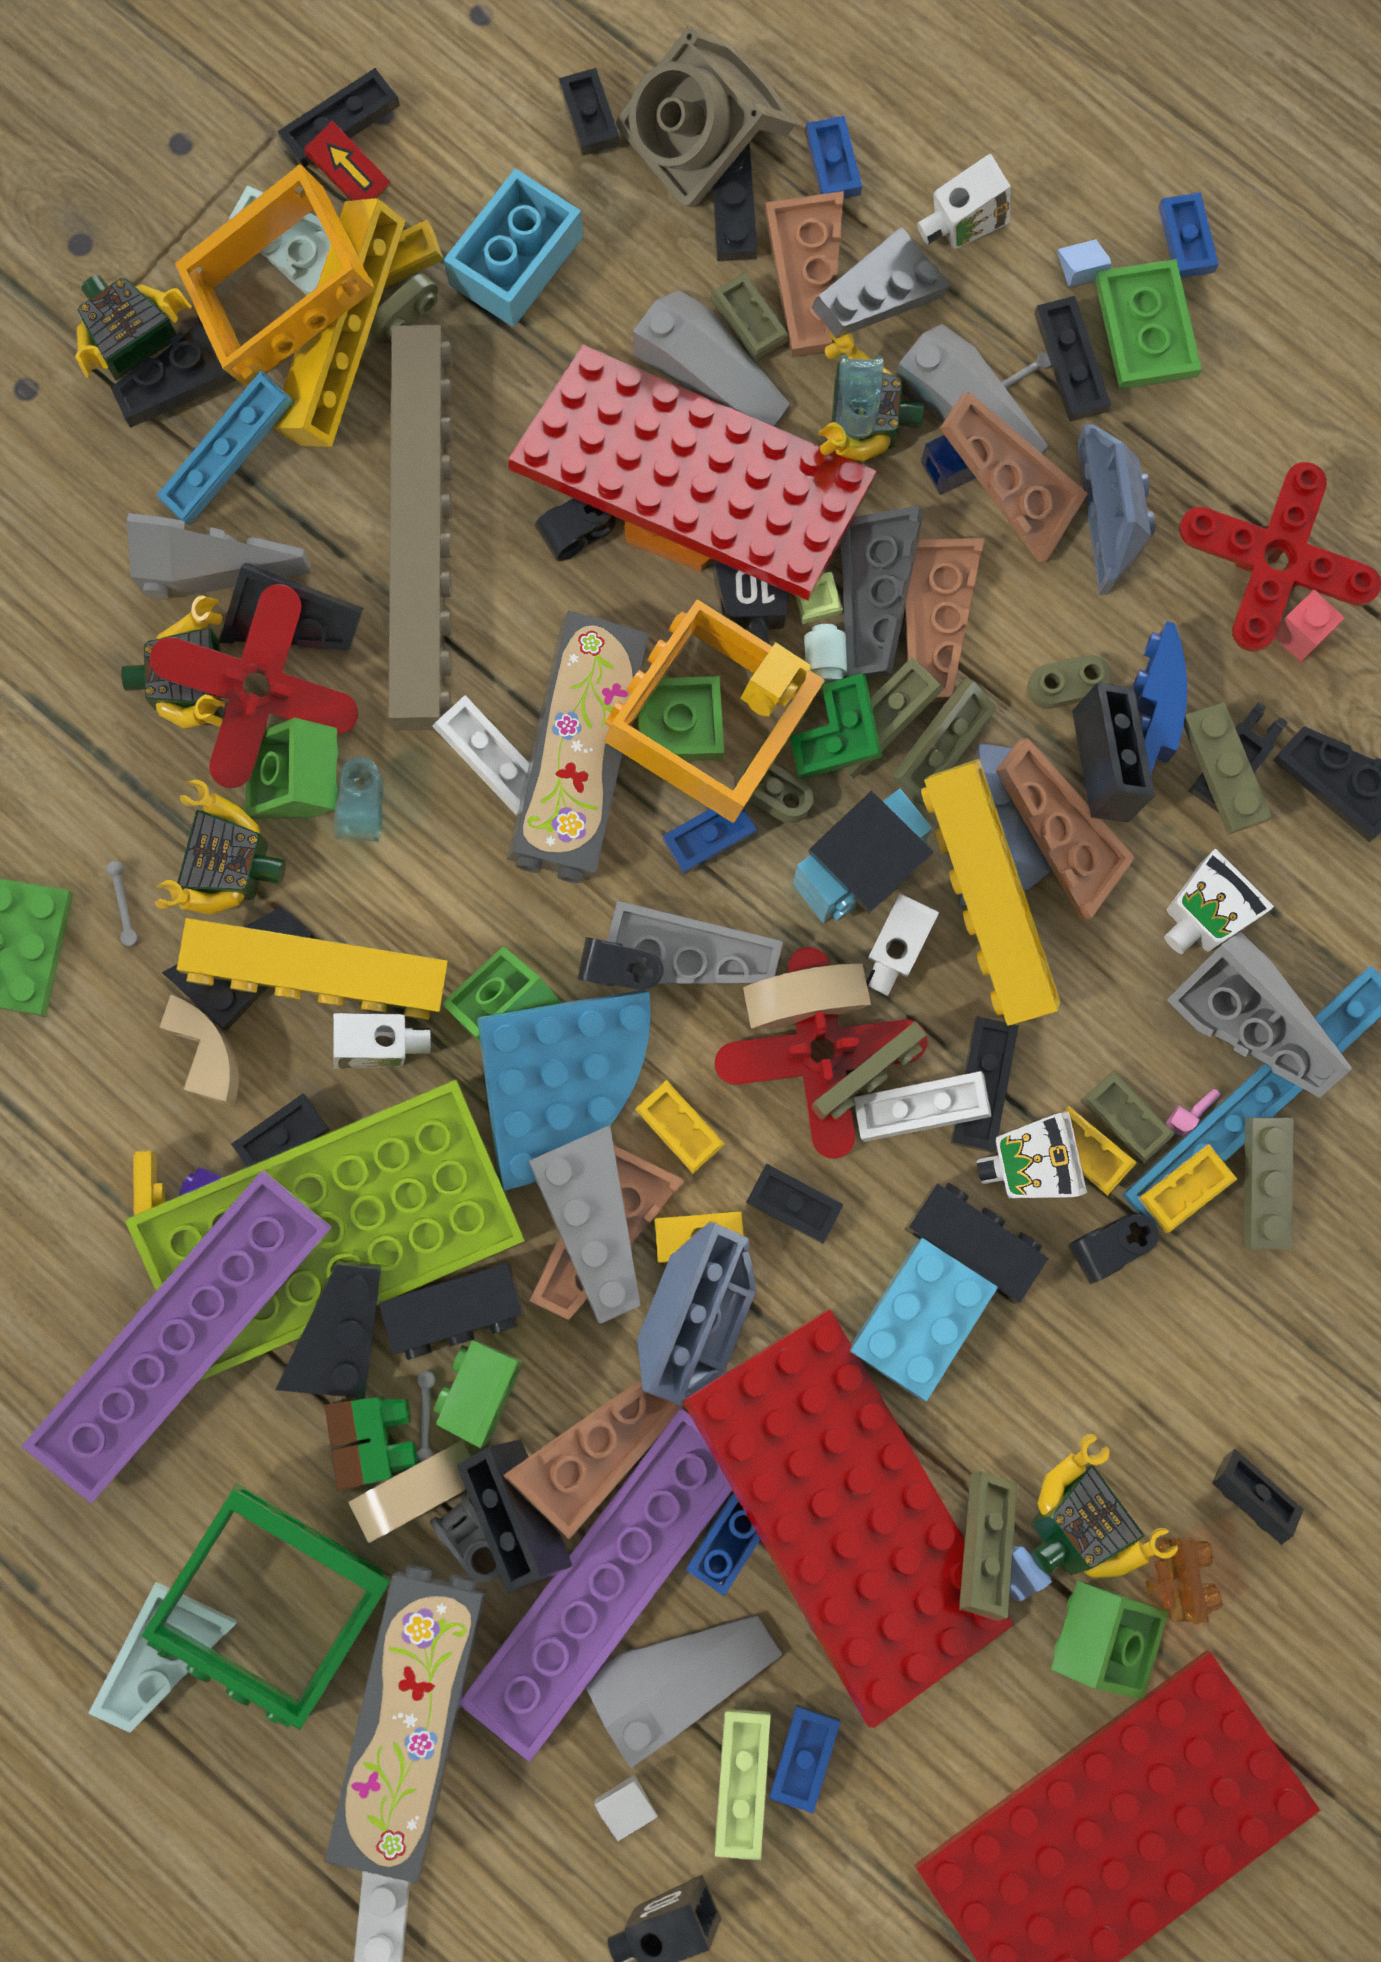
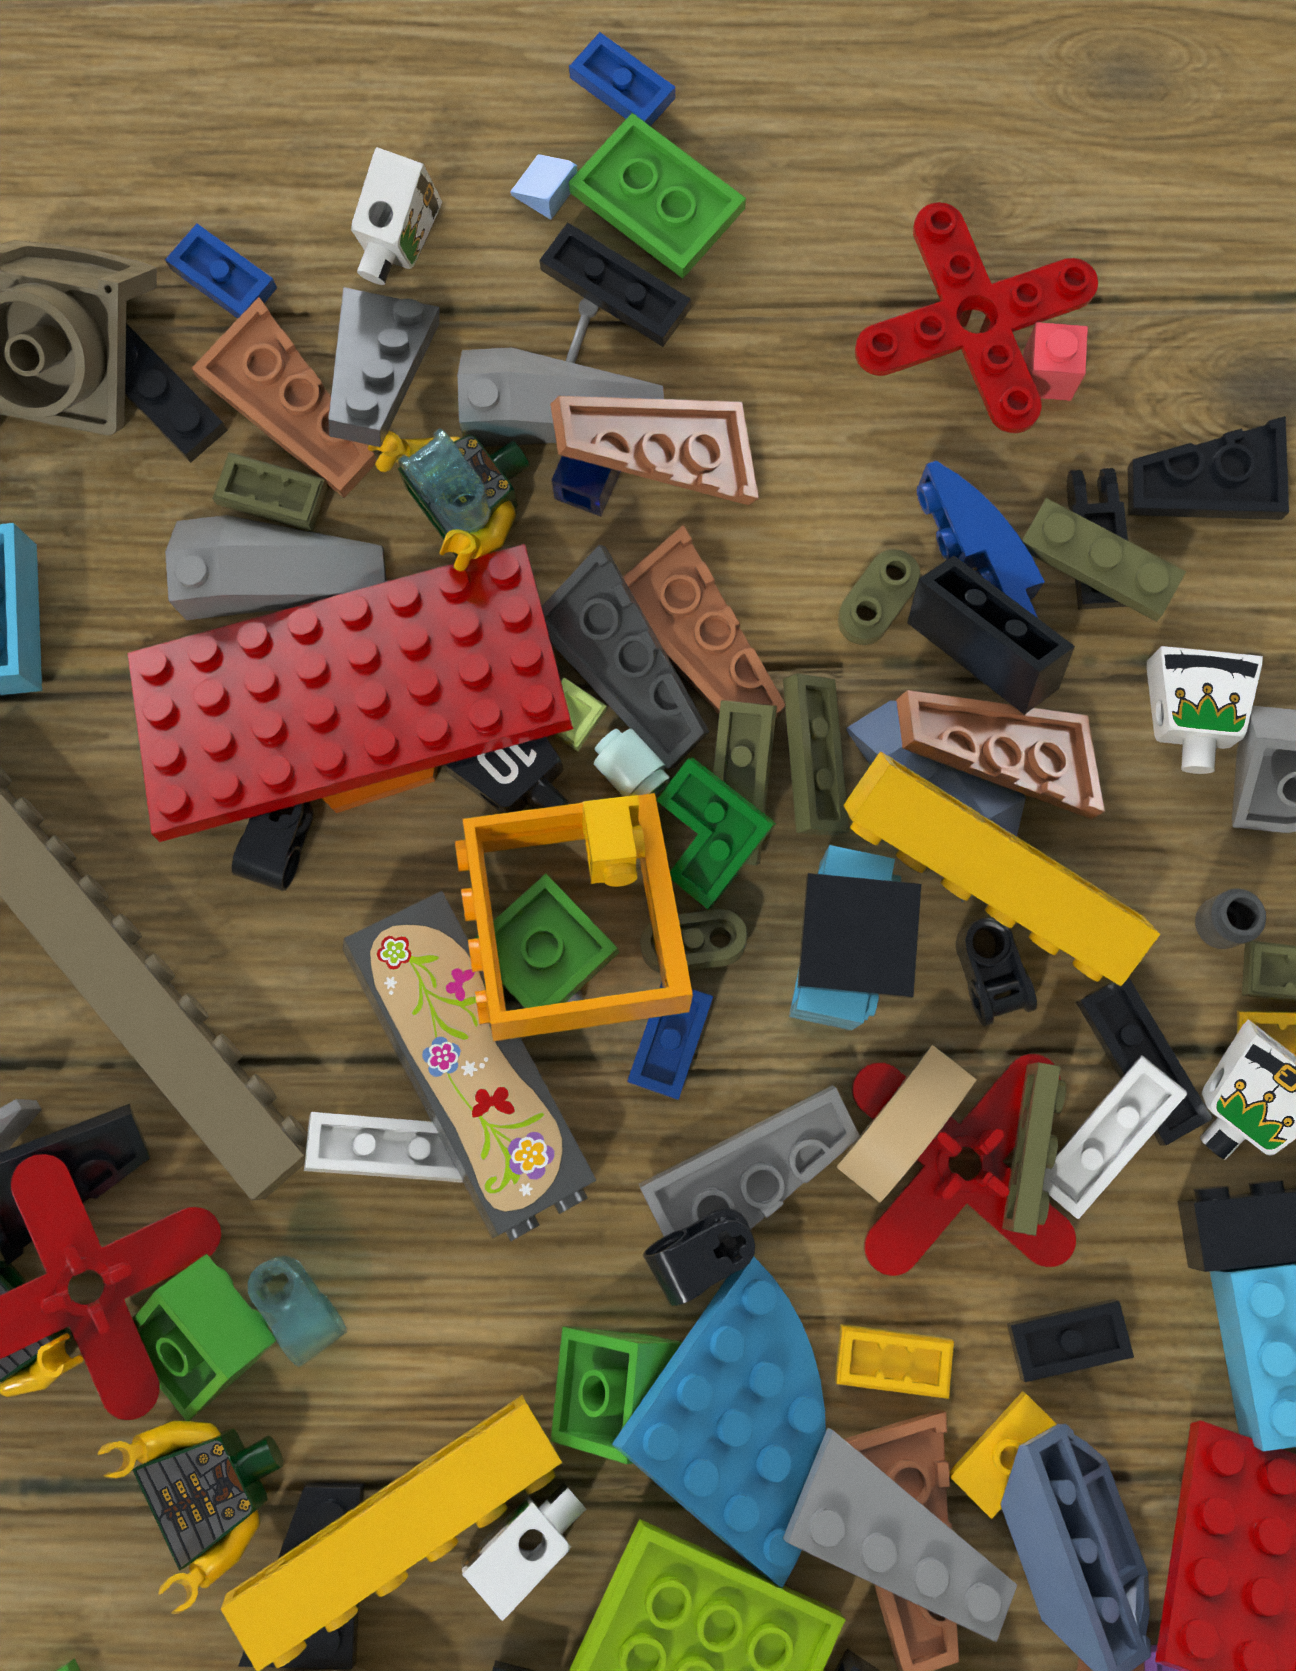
camera: 35 degrees left, 0 degrees up
(128, 936) = (171, 1653): light grey hinge -> none
(908, 924) = (944, 968): white torso -> none
(937, 962) = (994, 974): none -> black piece
(1113, 504) = (776, 392): sand blue wedge -> none
(1122, 1039) = (1230, 919): none -> dark grey brick

